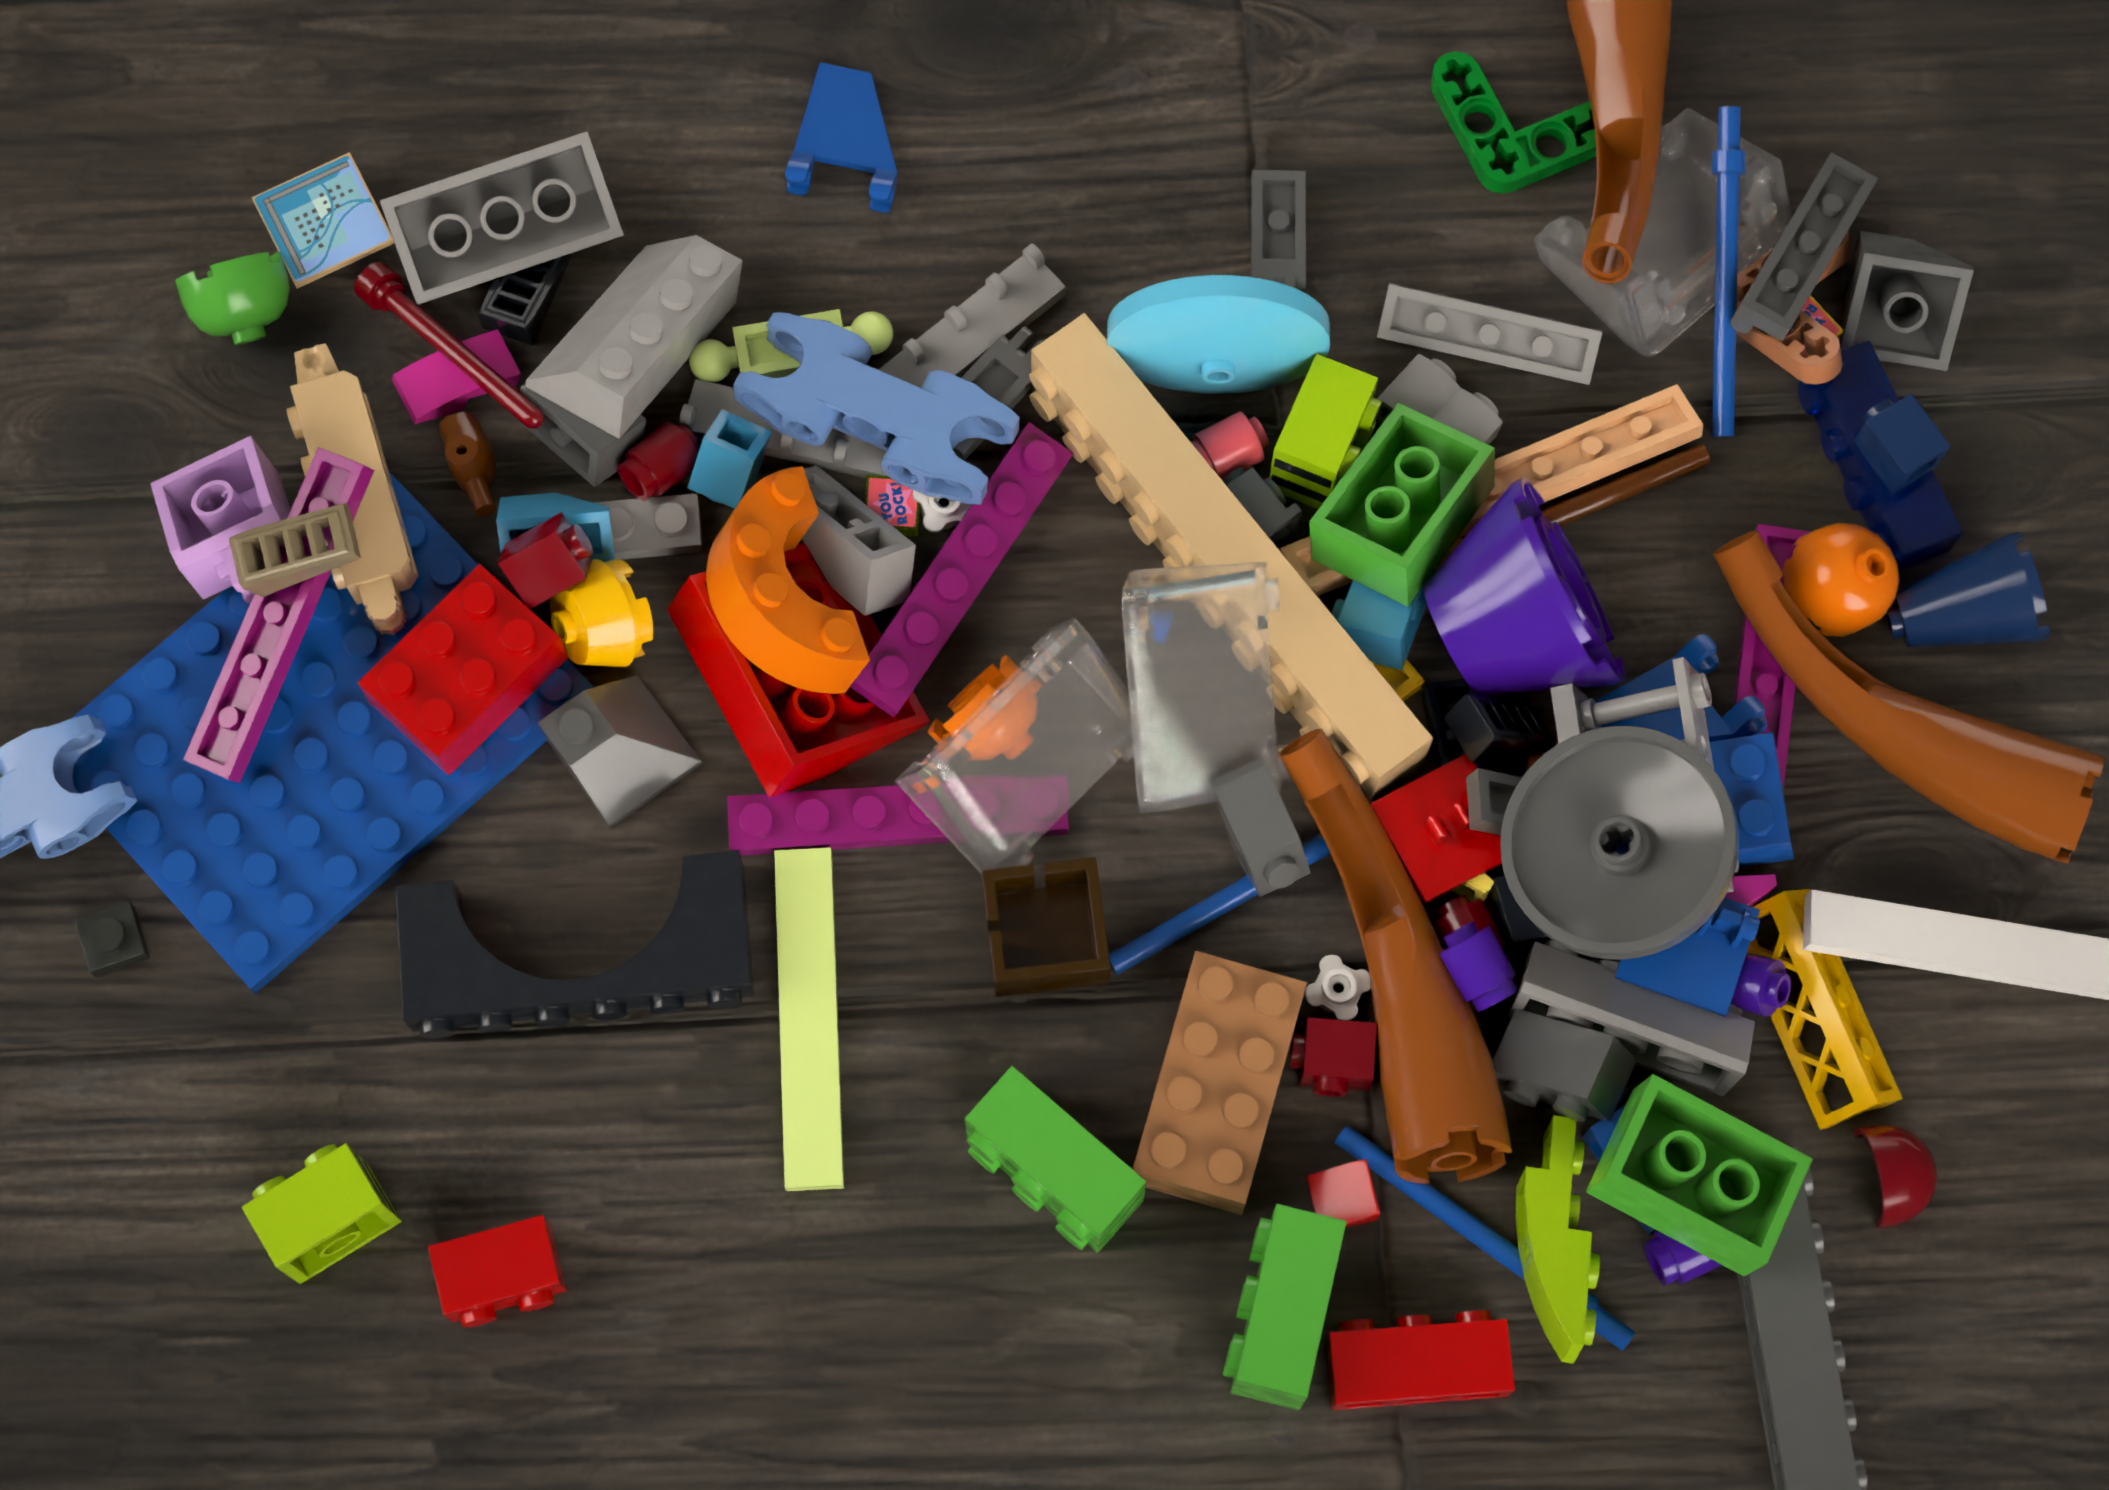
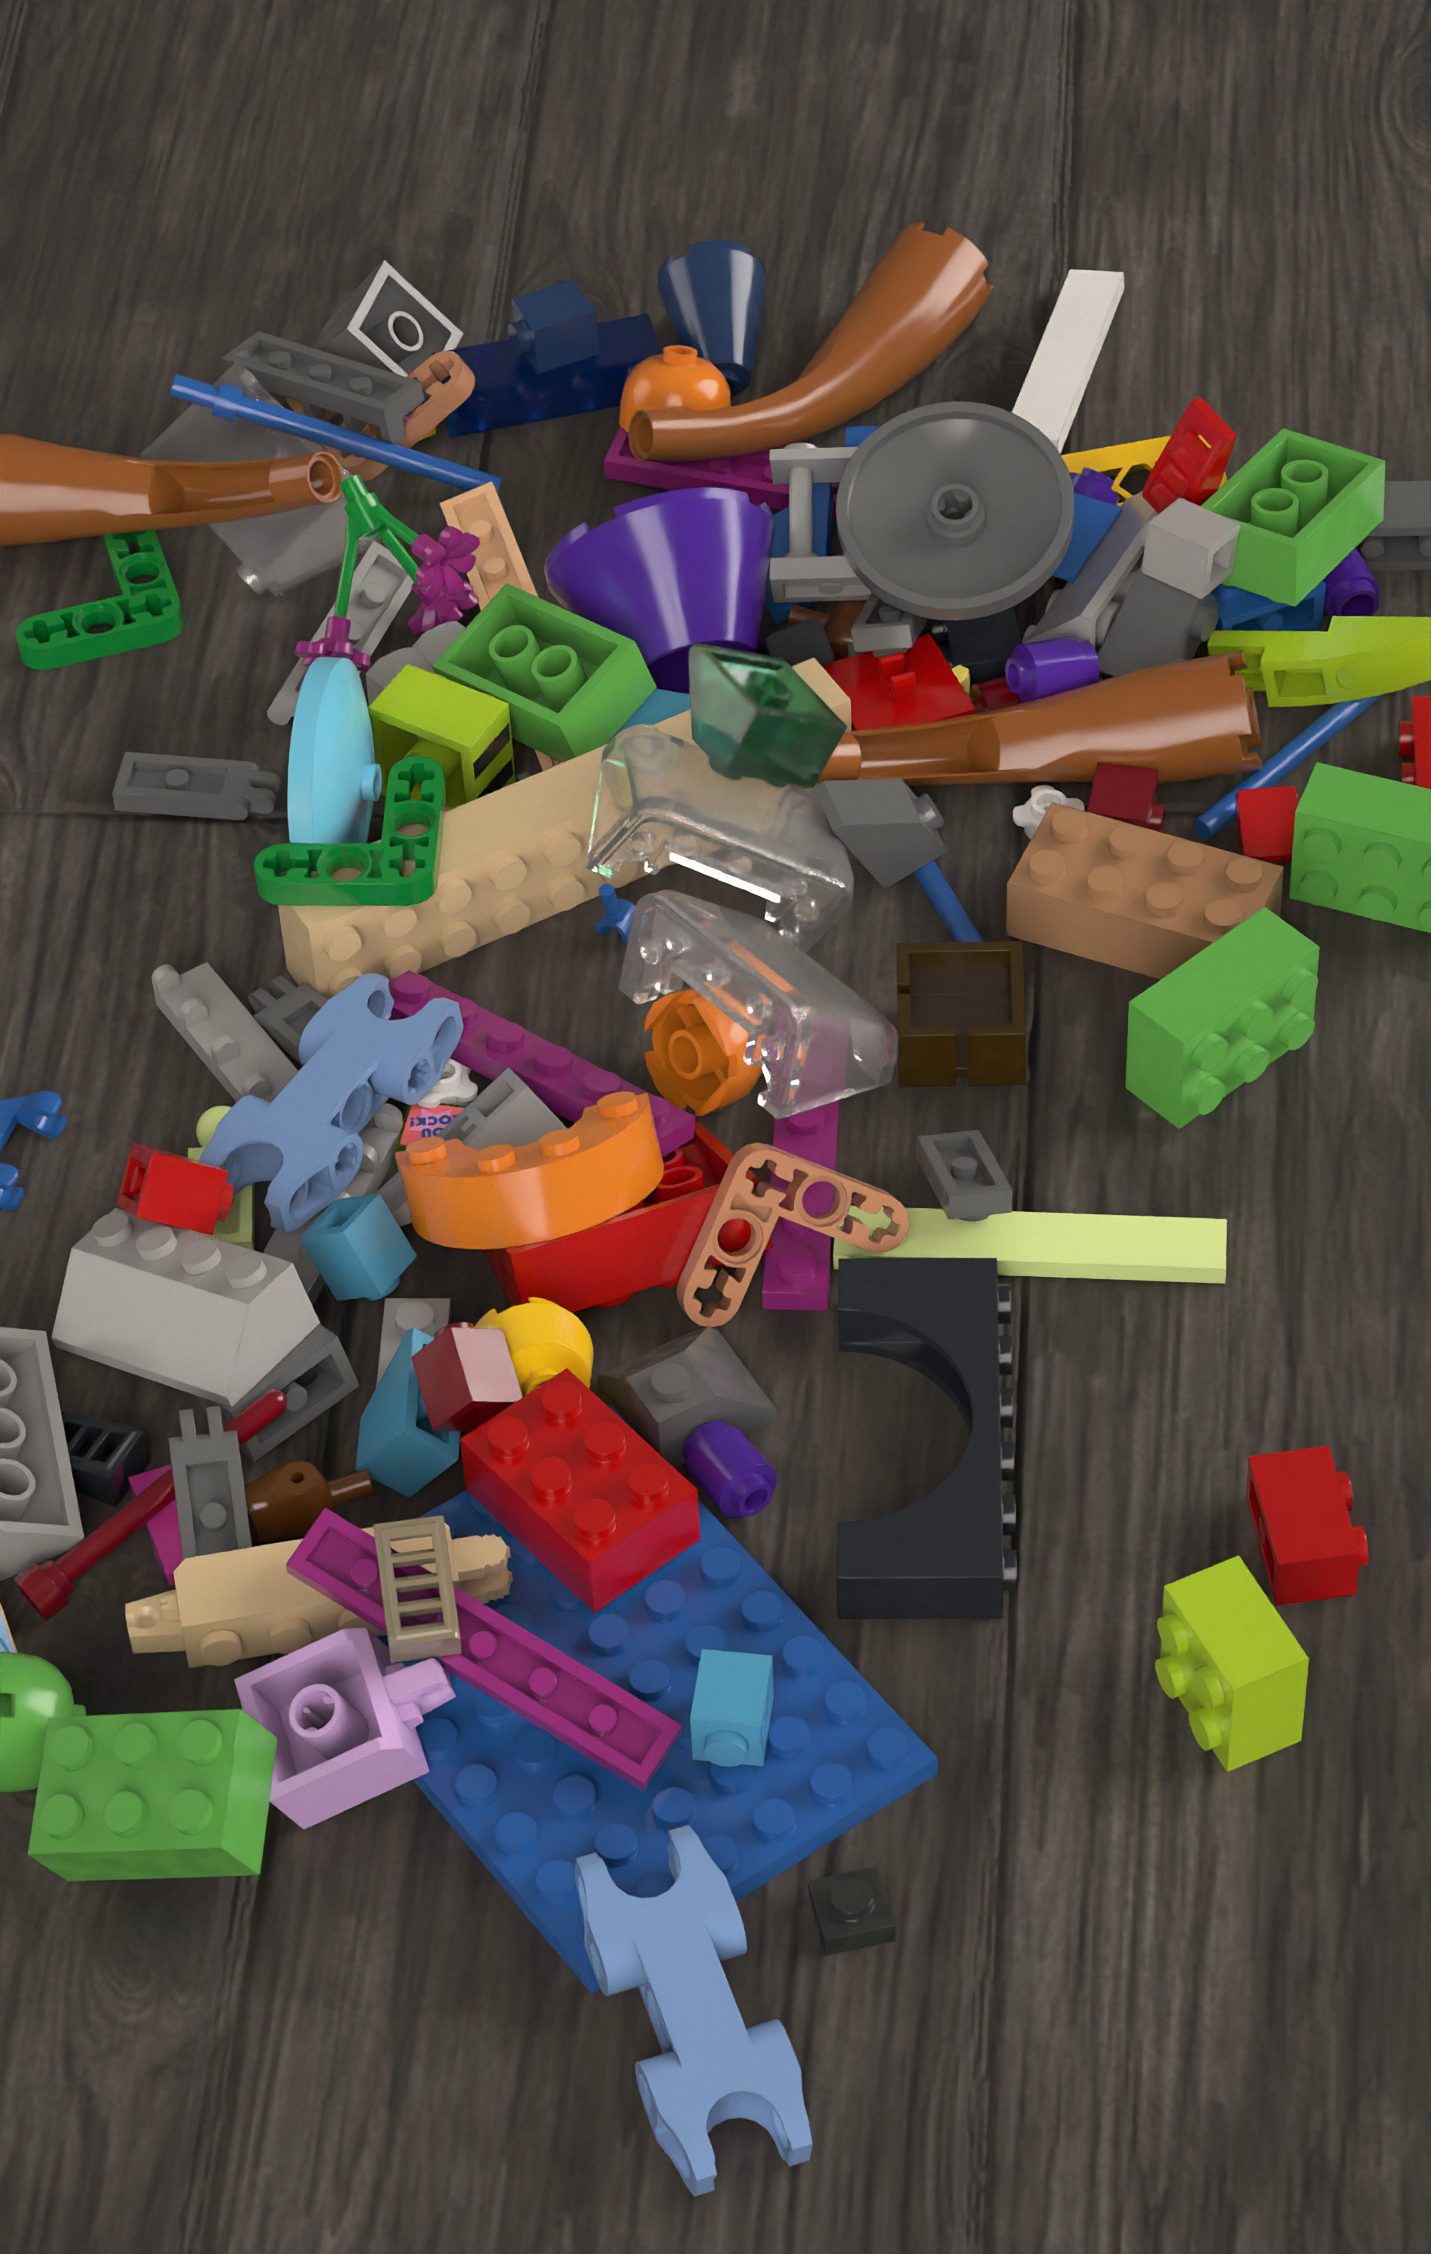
camera: 80 degrees left, 25 degrees down
(146, 398) = (153, 1795): none -> bright green brick
(253, 817) = (732, 1708): none -> dark azure brick
(434, 389) = (208, 1487): none -> dark grey hinge
(531, 792) = (729, 1469): none -> dark purple brick
(659, 461) = (349, 1316): dark red brick -> none
(741, 297) = (174, 1190): none -> red slope
(783, 784) = (761, 1210): none -> nougat beam
(863, 949) = (964, 1175): none -> dark grey plate
(1104, 395) = (380, 863): none -> green beam
(1300, 687) = (759, 717): none -> clear green slope
(1522, 402) = (434, 582): none -> magenta plant
(1614, 1075) = (1189, 547): none -> light grey brick
(1628, 485) = (529, 543): reddish brown bar -> none
(1707, 1062) = (1187, 464): none -> red slope
(1904, 1172) = (1266, 423): dark red helmet -> none

